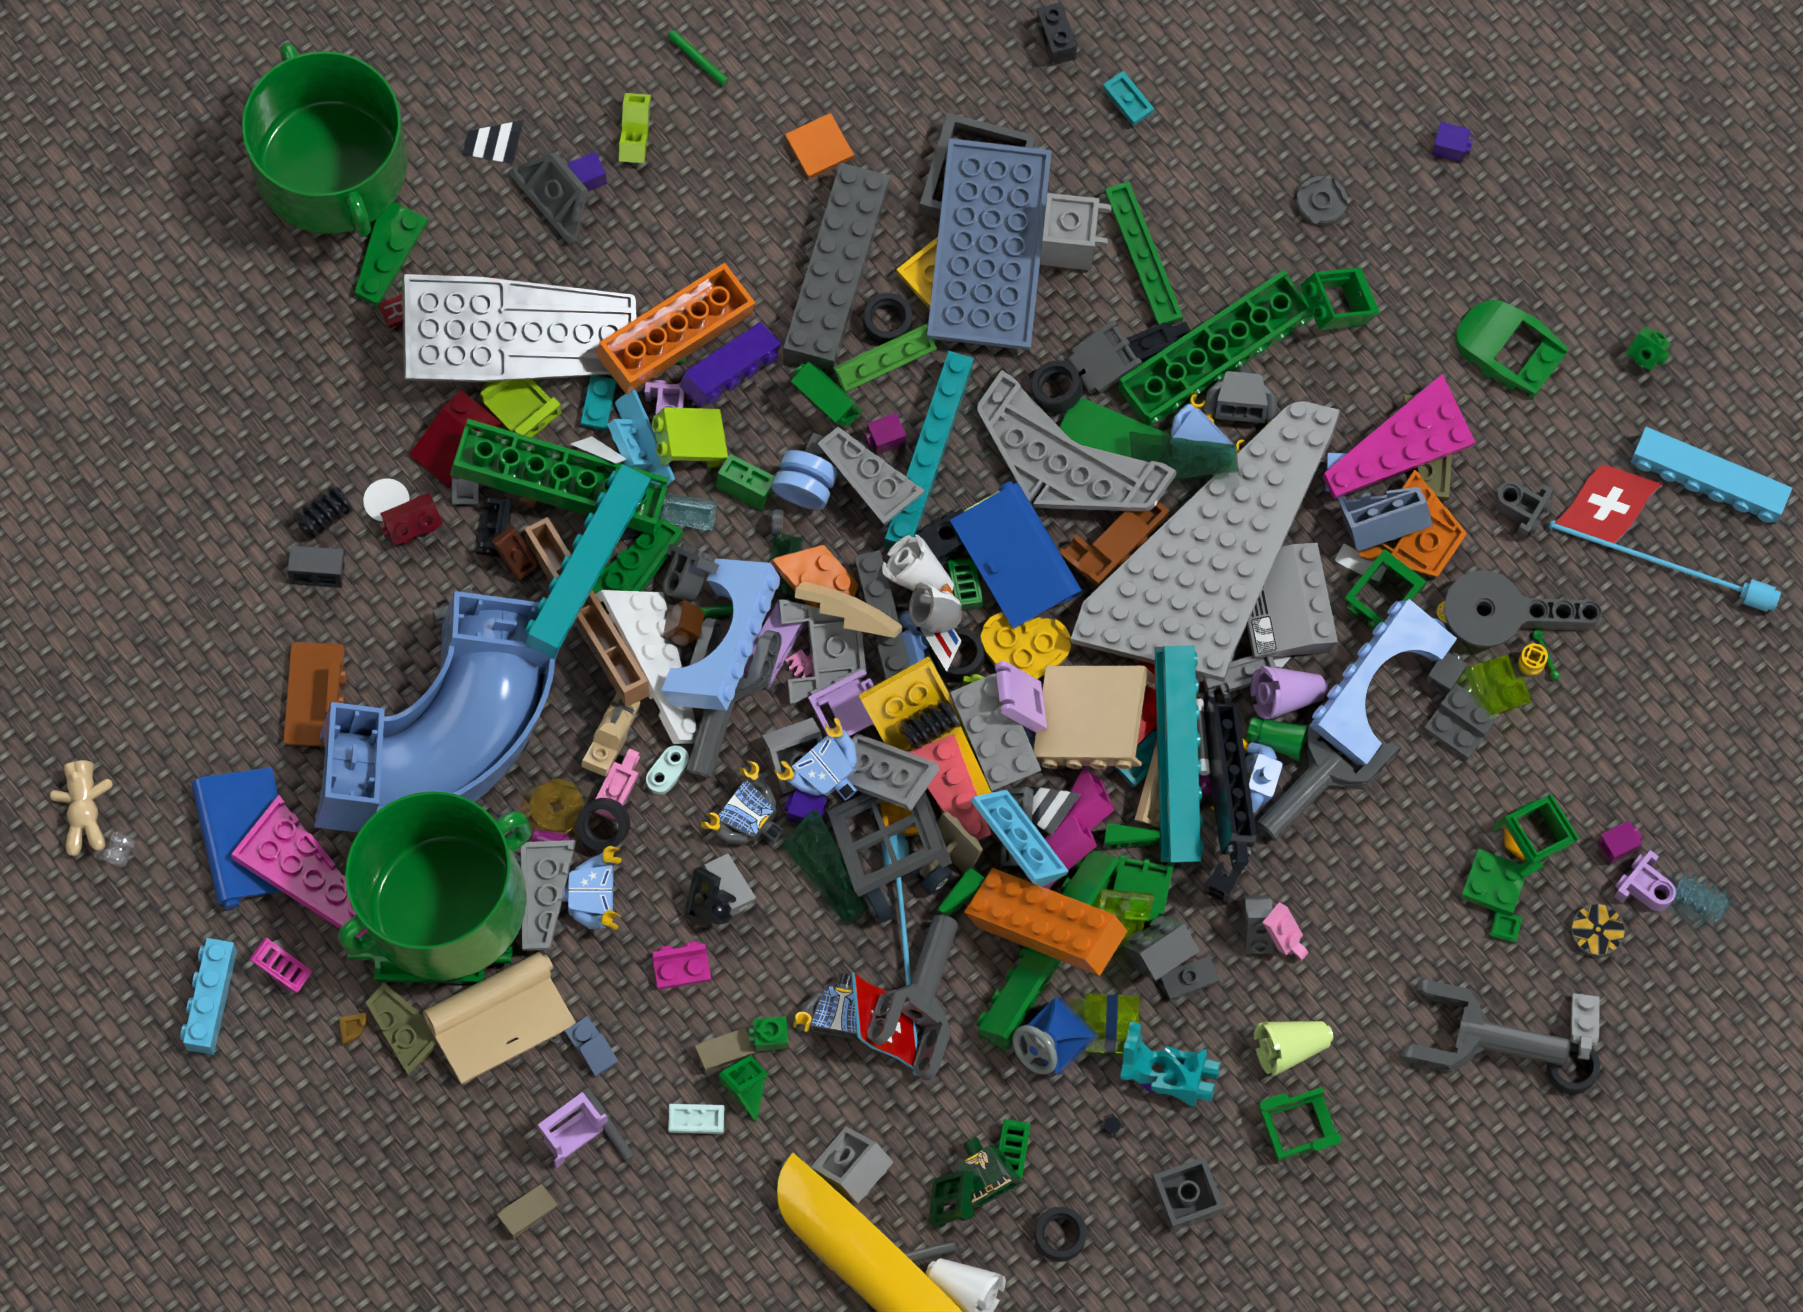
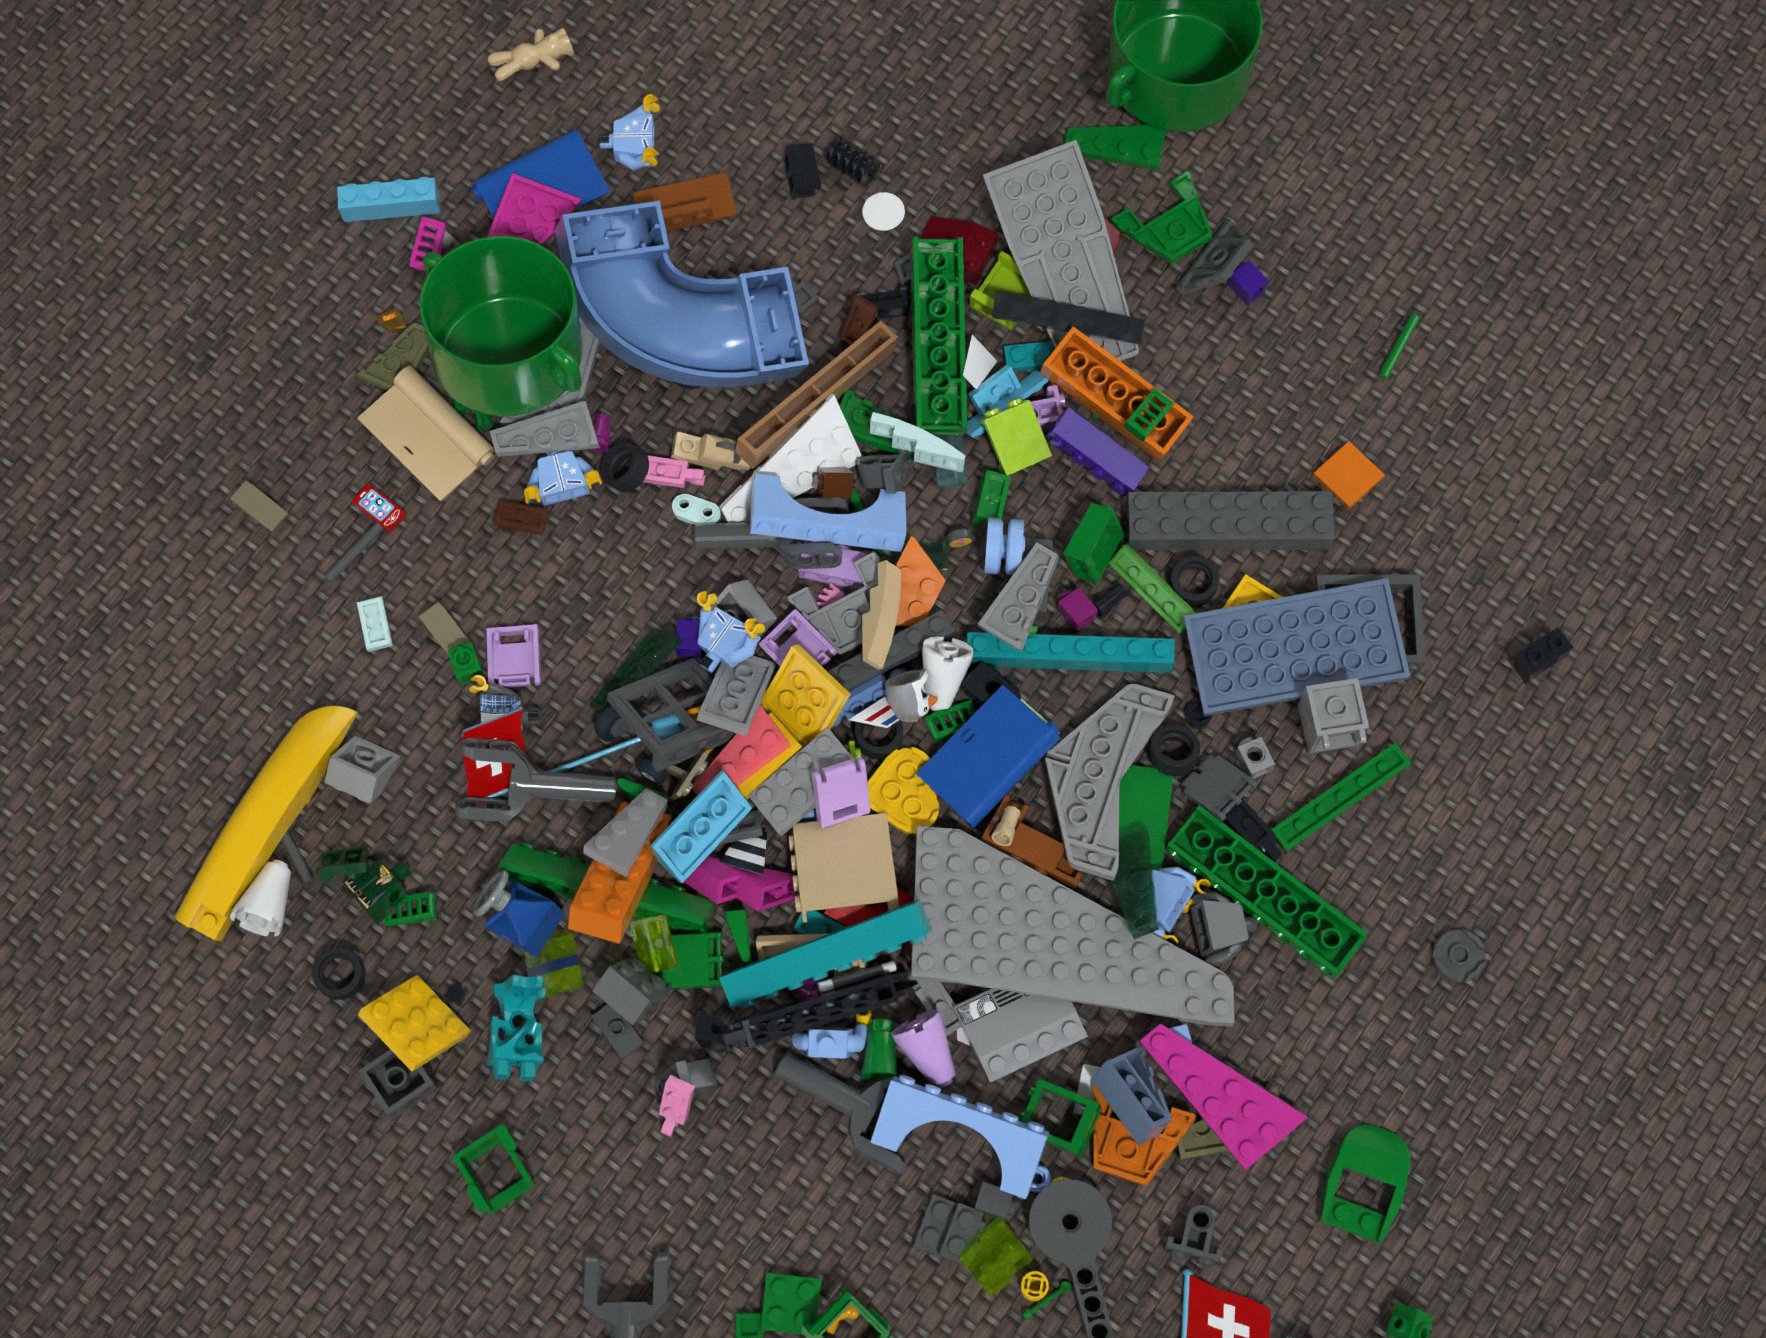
camera: 80 degrees right, 0 degrees up
(118, 849) = (501, 93): clear wheel -> none
(222, 724) = (634, 136): none -> light blue torso
(410, 519) = (866, 231): dark red brick -> none
(494, 142) = (1254, 202): sticker -> none
(507, 223) = (1175, 231): none -> green wing
(549, 793) = (647, 419): clear yellow plate -> none
(565, 1087) = (379, 508): none -> tile
(575, 1131) = (320, 512): lavender piece -> none
(580, 349) = (1064, 317): none -> black slope
(587, 561) = (854, 371): teal brick -> none
(591, 1046) = (420, 519): sand blue slope -> none
(622, 944) = (521, 517): none -> copper plate
(634, 128) = (1310, 311): lime brick -> none
(674, 524) = (926, 446): none -> light aqua slope
(681, 965) = (513, 573): dark pink bracket -> none
(706, 901) = (572, 572): black plate -> none
(718, 321) = (1136, 429): none -> green slope
(732, 882) = (597, 589): light grey hinge -> none
(745, 1084) = (415, 656): green slope -> none
(747, 812) = (670, 587): torso -> none
(777, 990) = (514, 662): none -> lavender container
(883, 400) = (1109, 600): none -> black pin
(929, 723) = (791, 719): black piece -> none
(1011, 903) = (624, 836): none -> light grey wing
(1024, 359) = (1195, 717): none -> black tile
(1091, 310) = (1254, 768): none -> light grey brick
(1098, 557) = (1005, 829): none -> tan pin
(1128, 98) = (1499, 741): teal plate -> none
(1136, 1164) = (414, 1022): none -> yellow plate
(1290, 1043) = (572, 1142): yellowish green cone -> none
(1352, 283) = (1368, 1014): green window -> none
(1452, 142) = (1567, 1068): dark purple brick -> none

